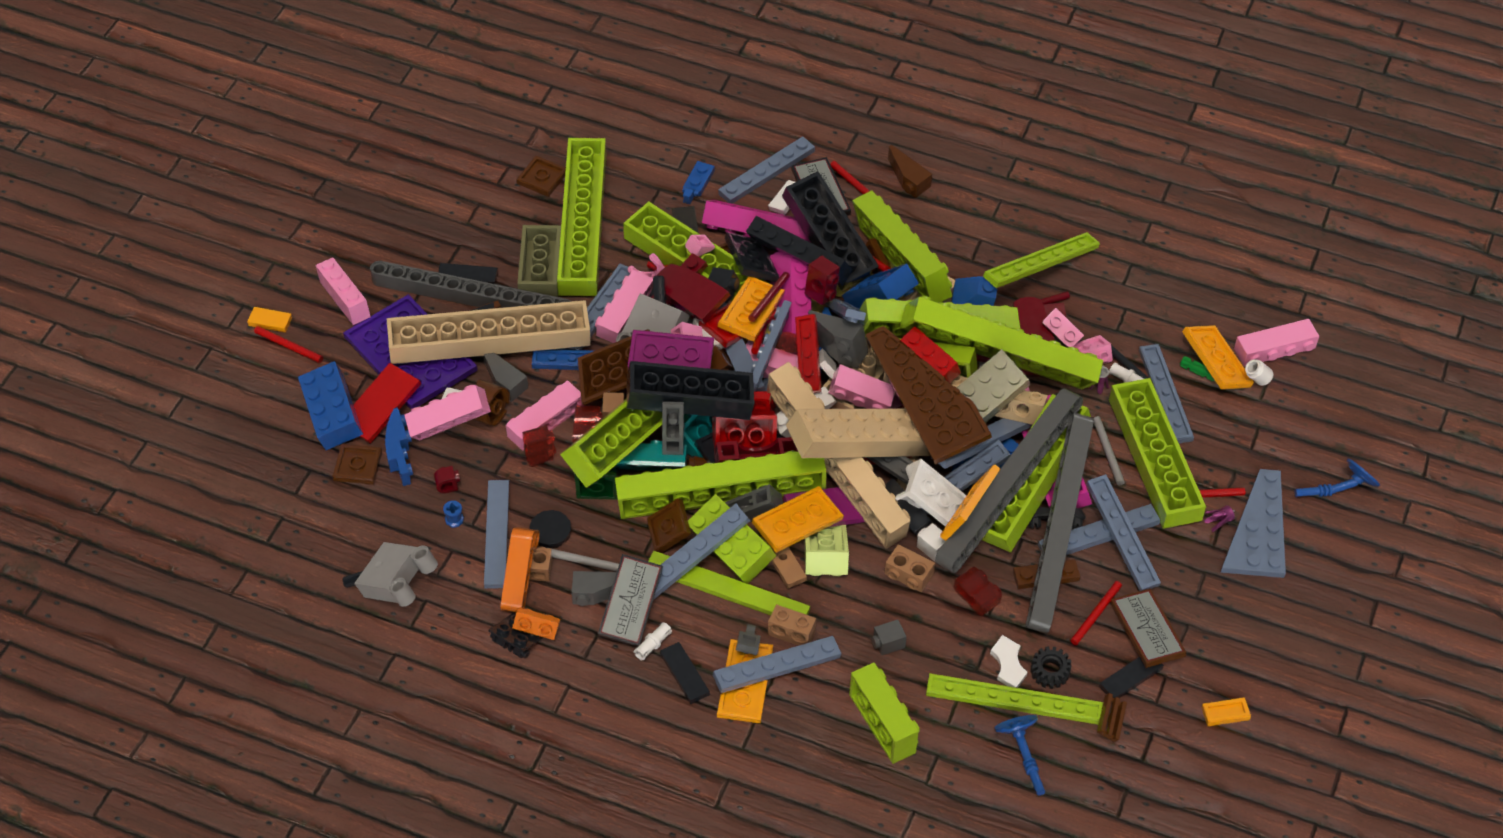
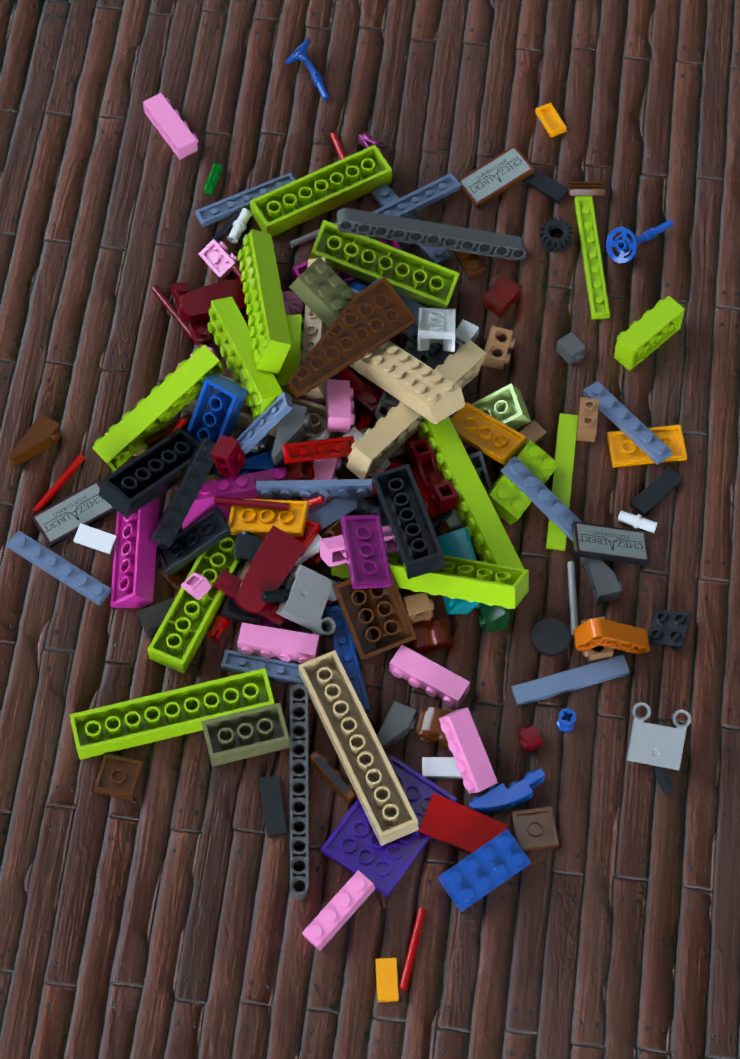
camera: 105 degrees left, 10 degrees up
(536, 623) = (657, 613): orange bracket -> none
(539, 445) = (473, 664): clear red brick -> none
(652, 274) = (230, 641): bright pink cap -> none
(668, 526) = (524, 534): reddish brown tile -> none
(672, 428) = (444, 534): dark grey slope -> none
(697, 181) = (90, 627): blue hinge -> none
(747, 641) = (616, 445): dark grey plate -> none
(931, 353) = (306, 342): red brick -> none
(970, 502) = (439, 297): light orange tile -> none
(974, 291) = (190, 338): blue slope -> none
(1006, 654) = (552, 268): white tile -> none
(1009, 480) = (406, 272): dark grey beam -> none
(1041, 260) = (134, 301): lime tile -> none
(1062, 328) = (207, 276): bright pink bracket -> none
(1096, 613) = (492, 215): red bar -> none
(1217, 357) = (199, 164): light orange tile -> none
(1259, 372) = (216, 131): white brick -> none
(1260, 533) = (376, 117): sand blue wing -> none

